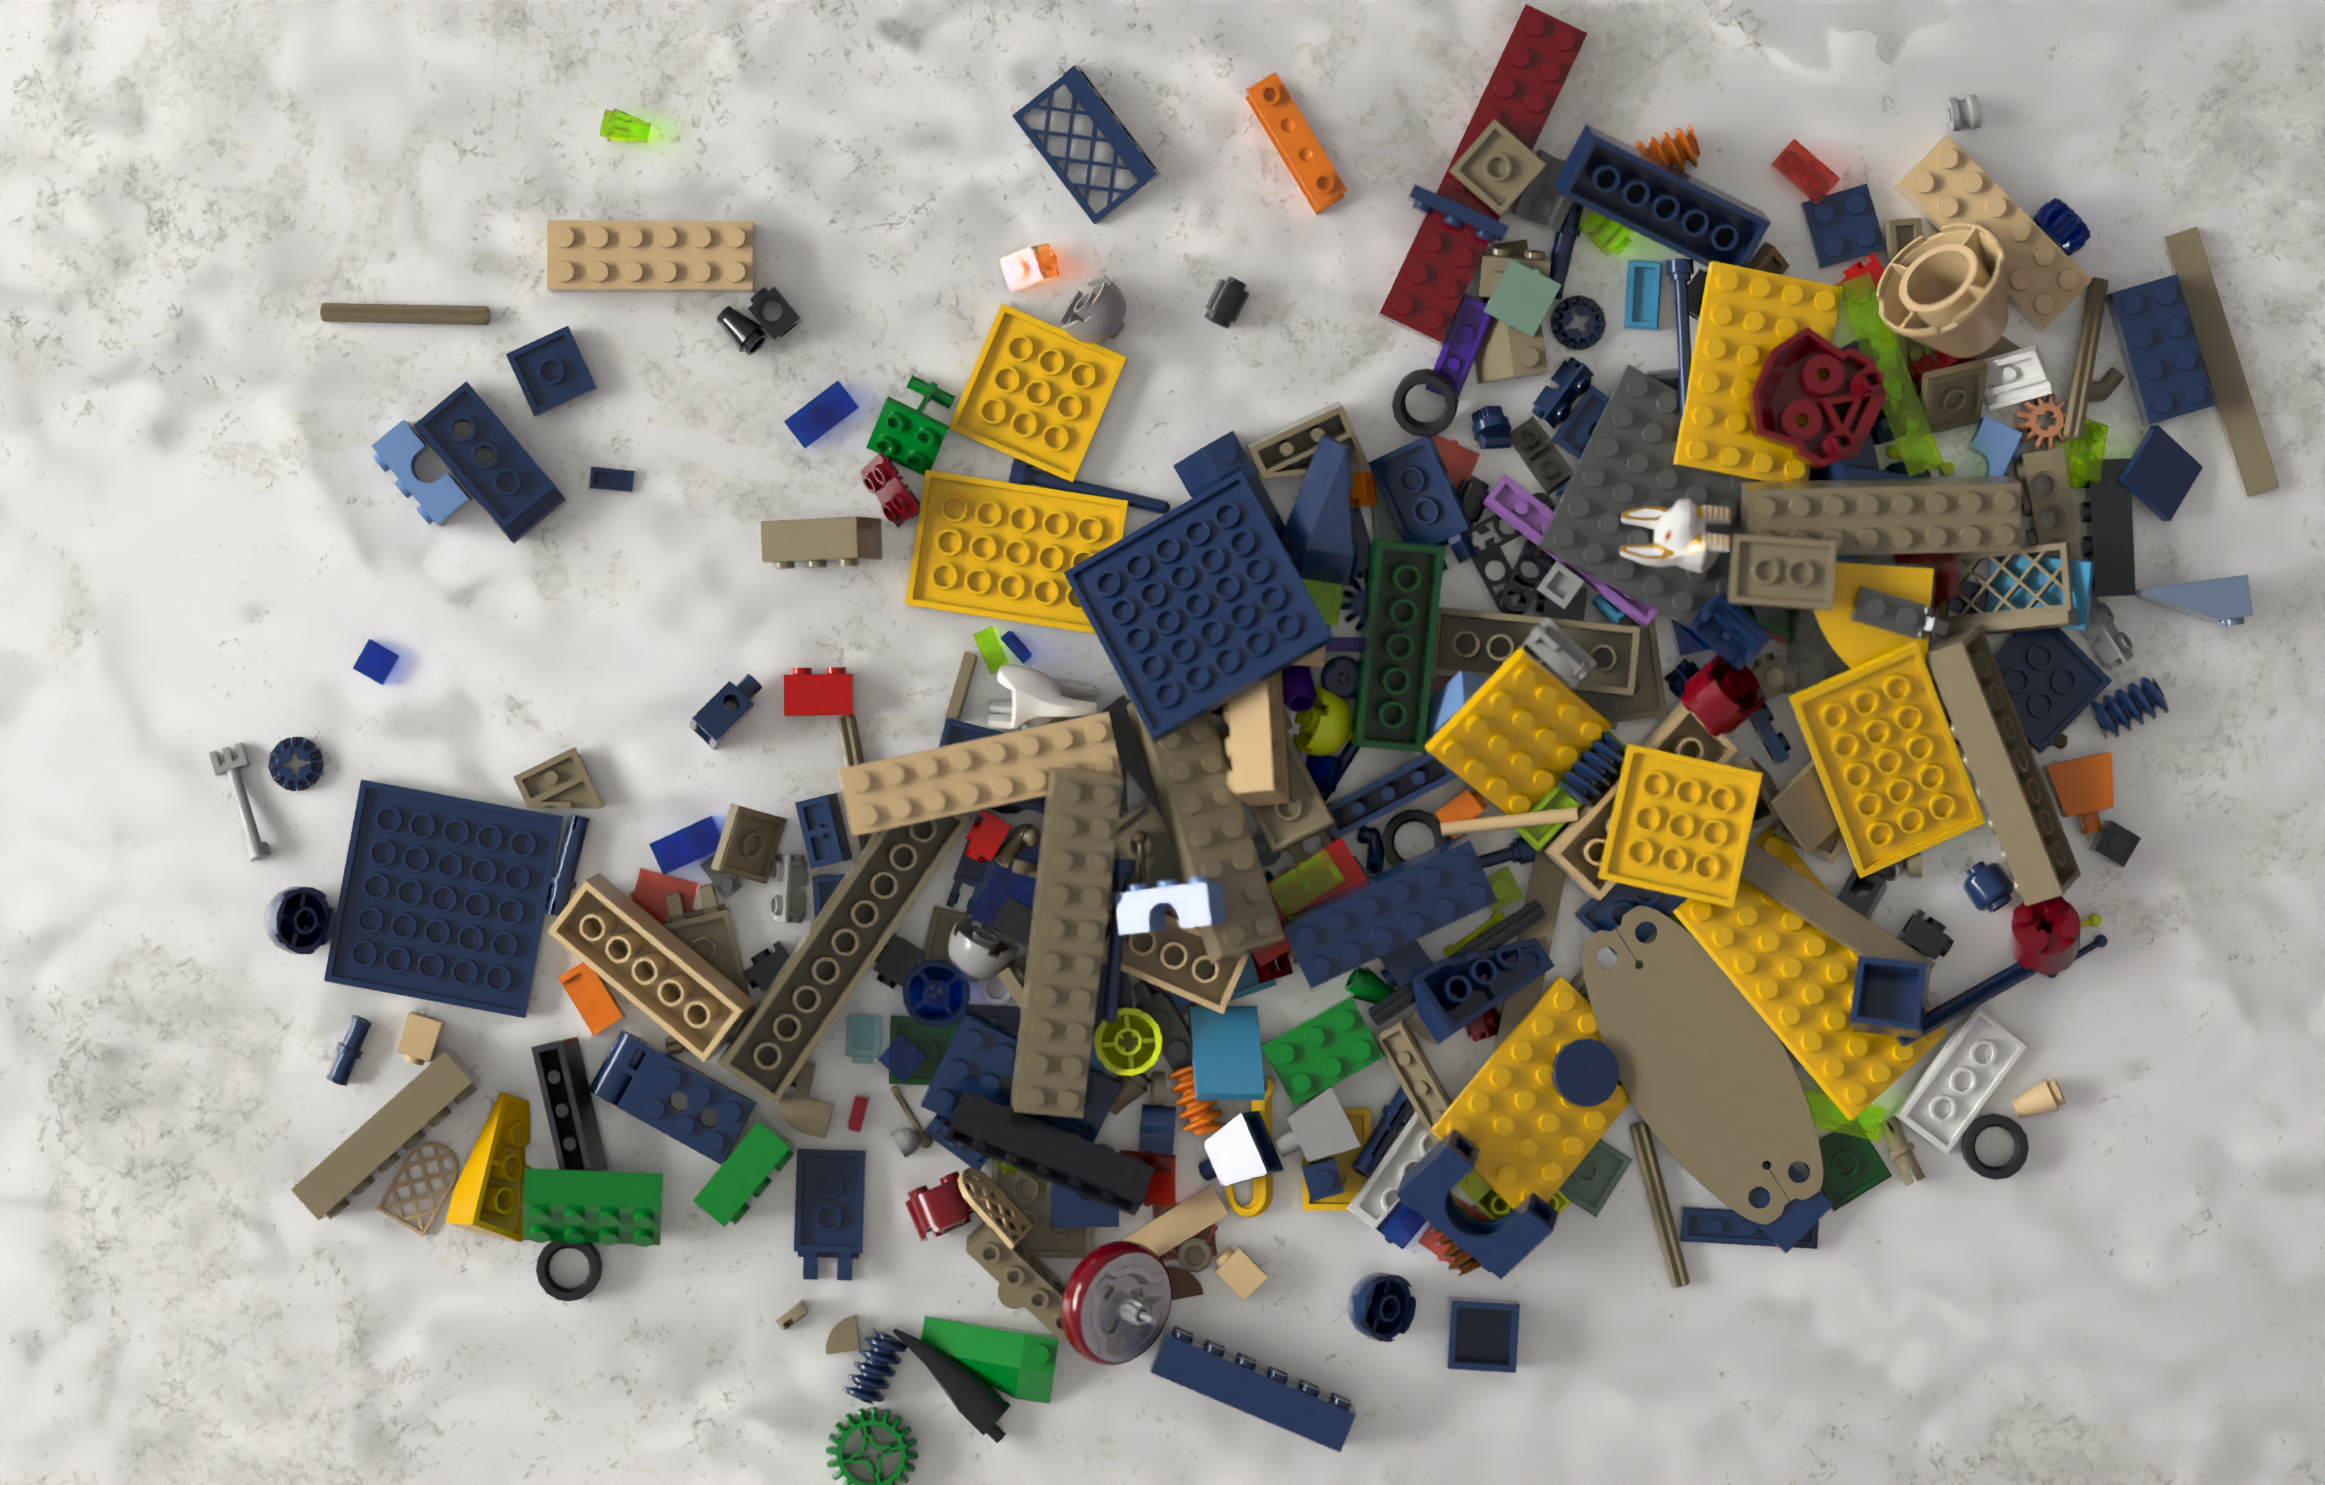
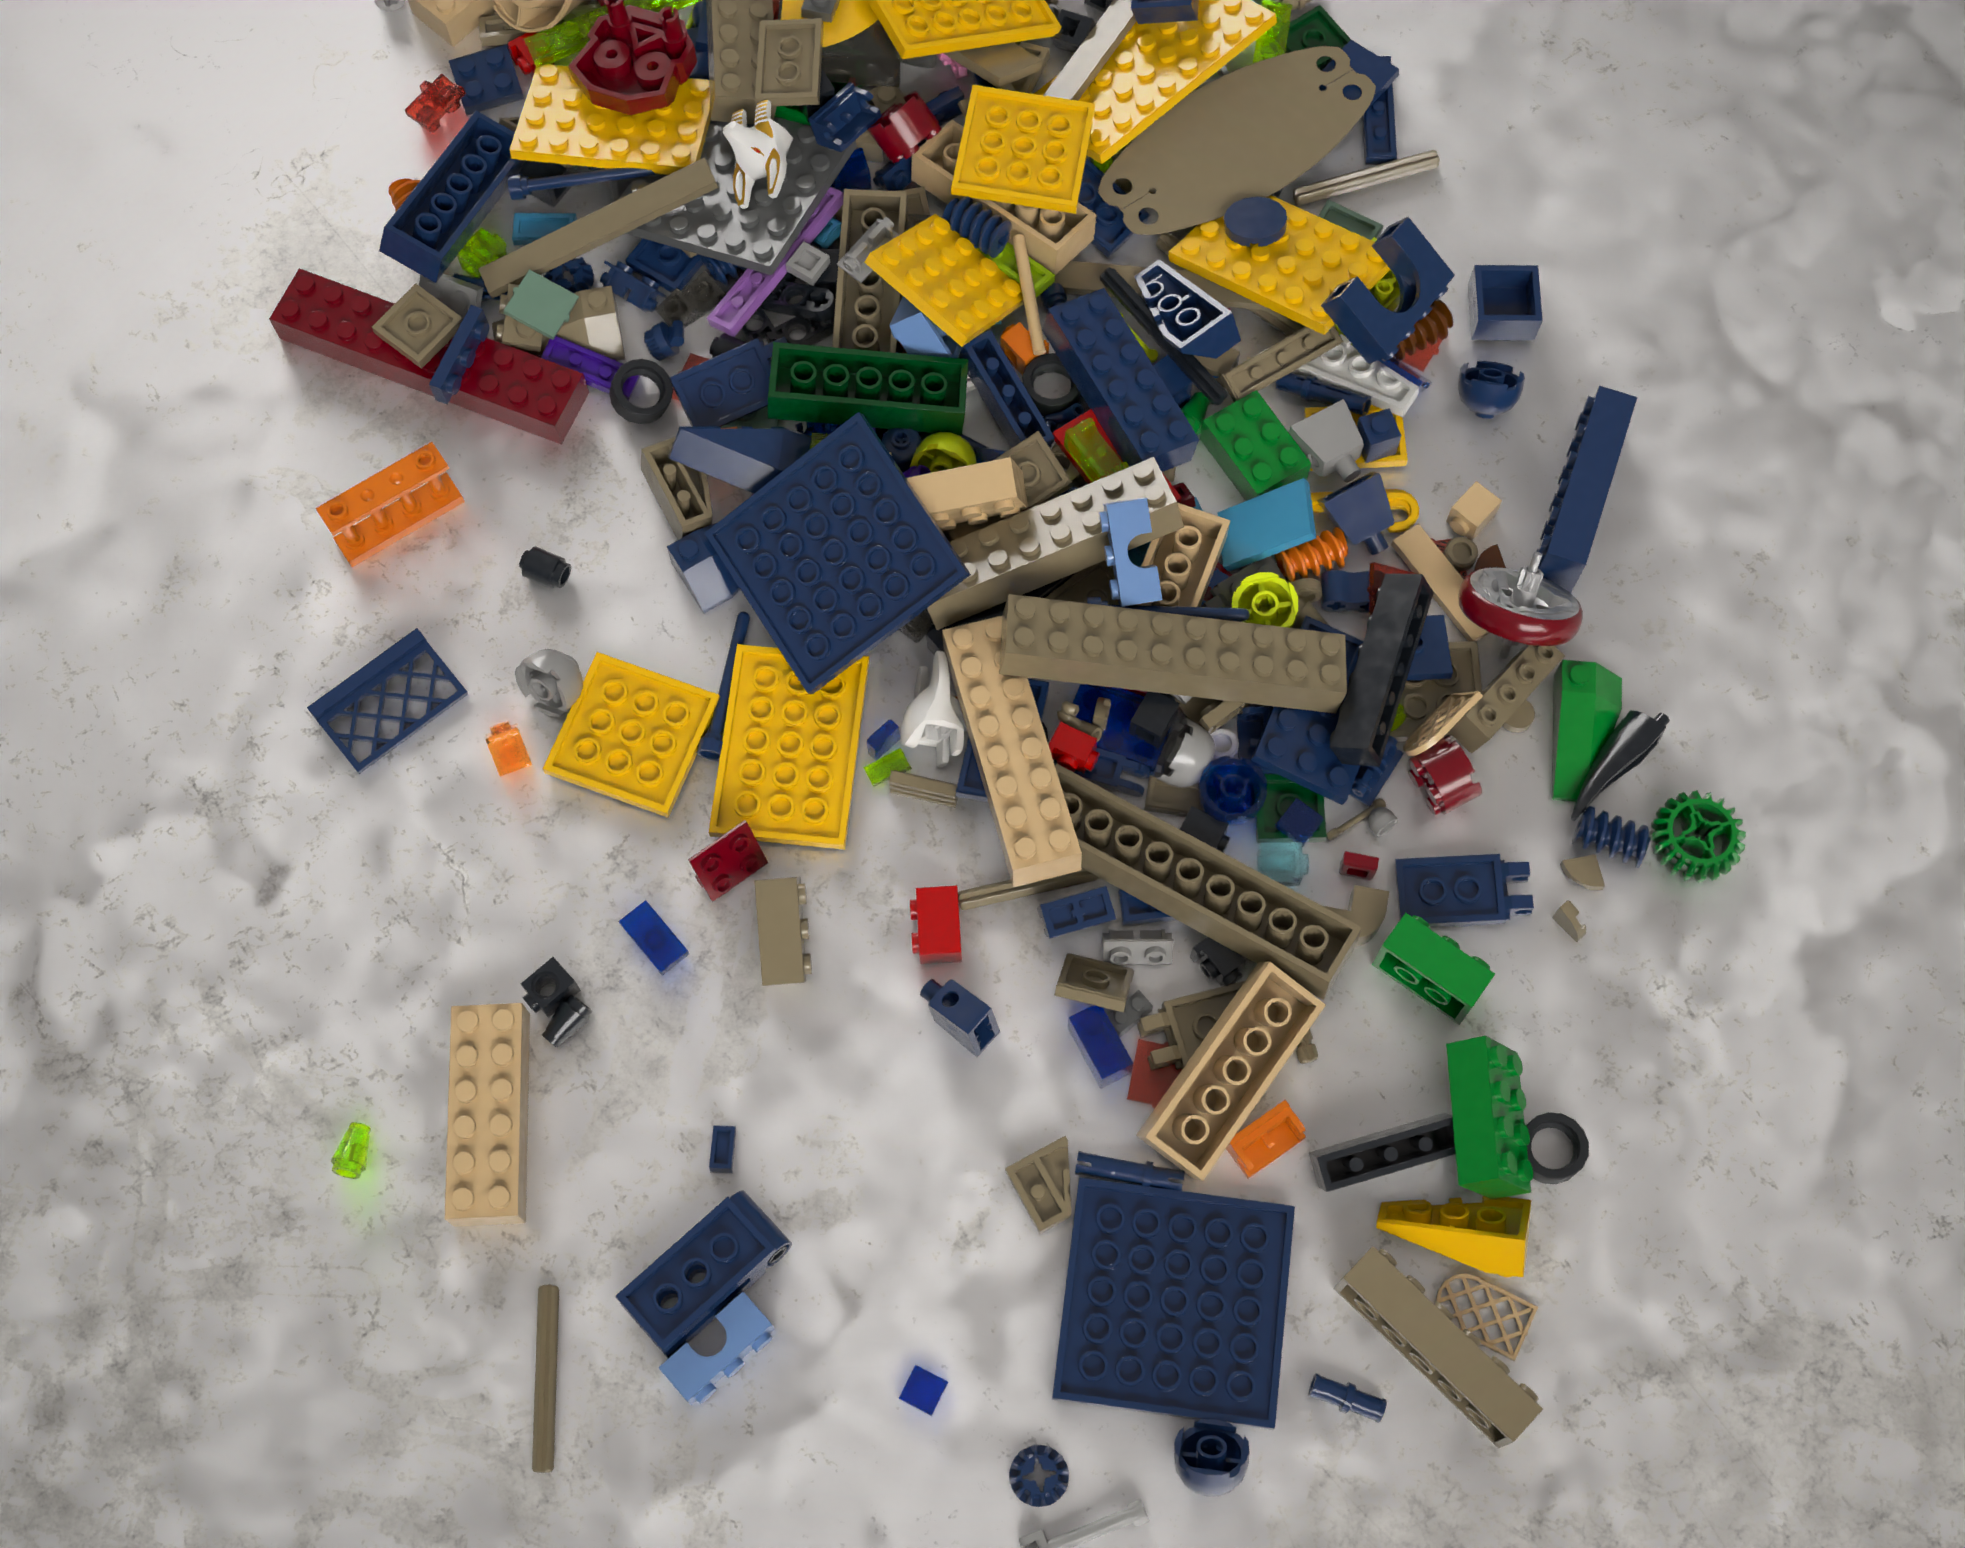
camera: 90 degrees left, 20 degrees down
(420, 1038) = (1326, 1318): tan brick -> none
(551, 371) = (608, 1214): dark blue plate -> none
(644, 1077) = (1353, 1077): dark blue hinge -> none
(908, 433) = (666, 846): green plate -> none
(1610, 359) = (599, 227): none -> dark tan tile

